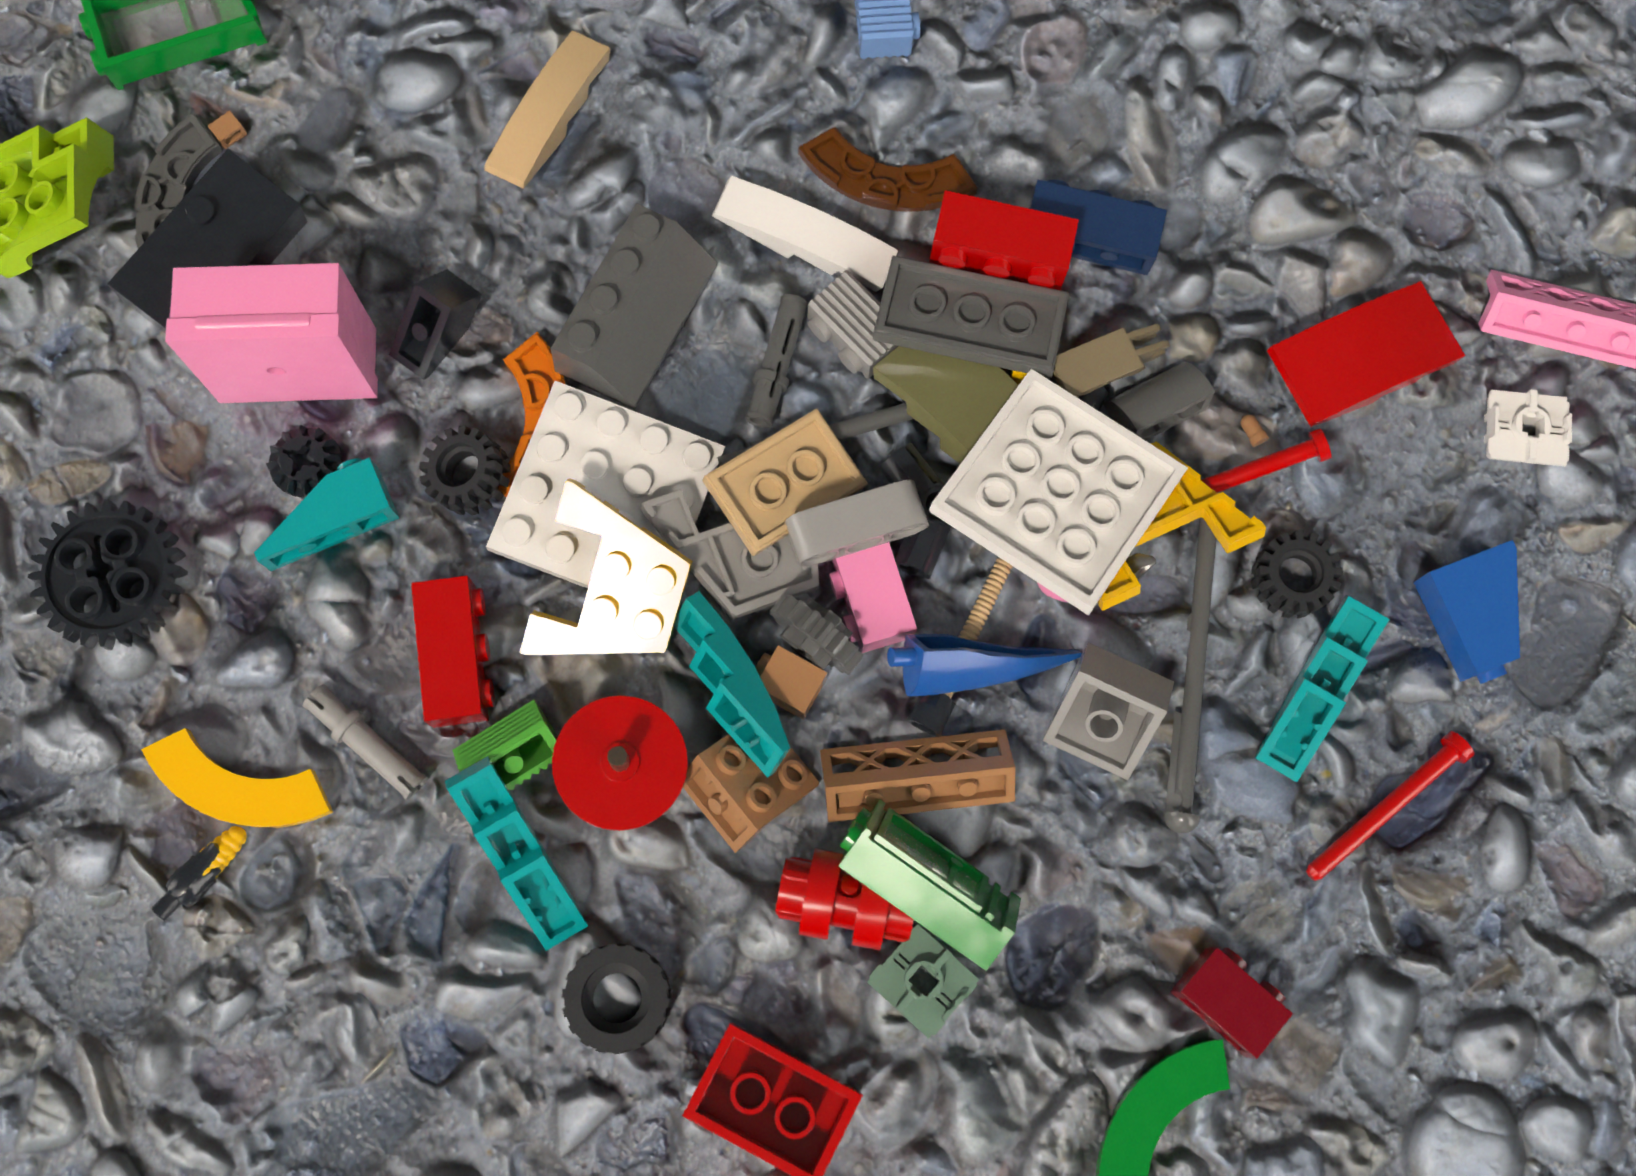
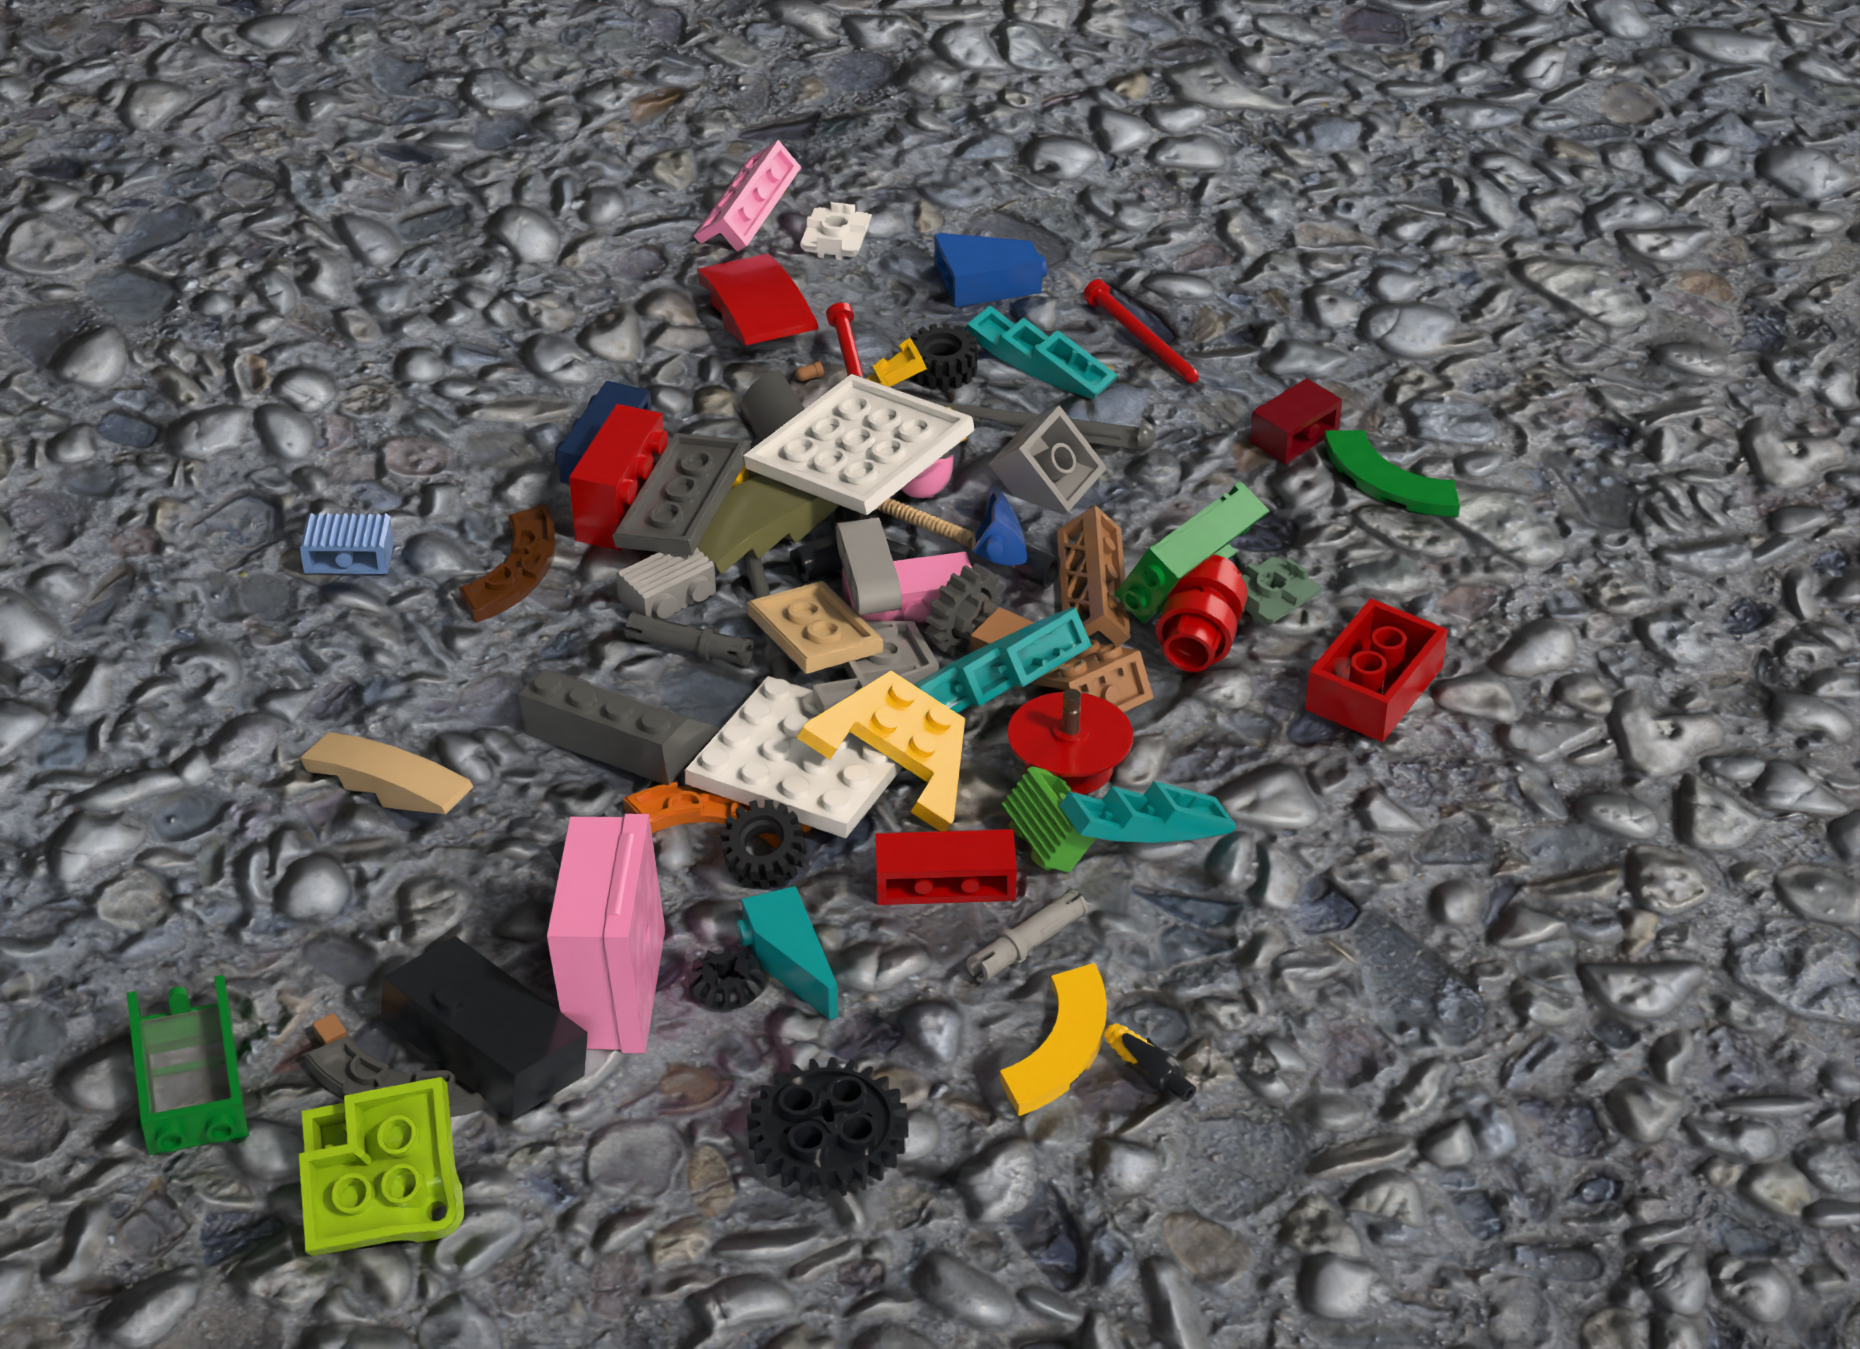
camera: 80 degrees left, 35 degrees down
(580, 1008) = (1278, 798): black tyre -> none
(804, 231) = (561, 611): white slope -> none
(1106, 359) = (735, 423): dark tan arm -> none

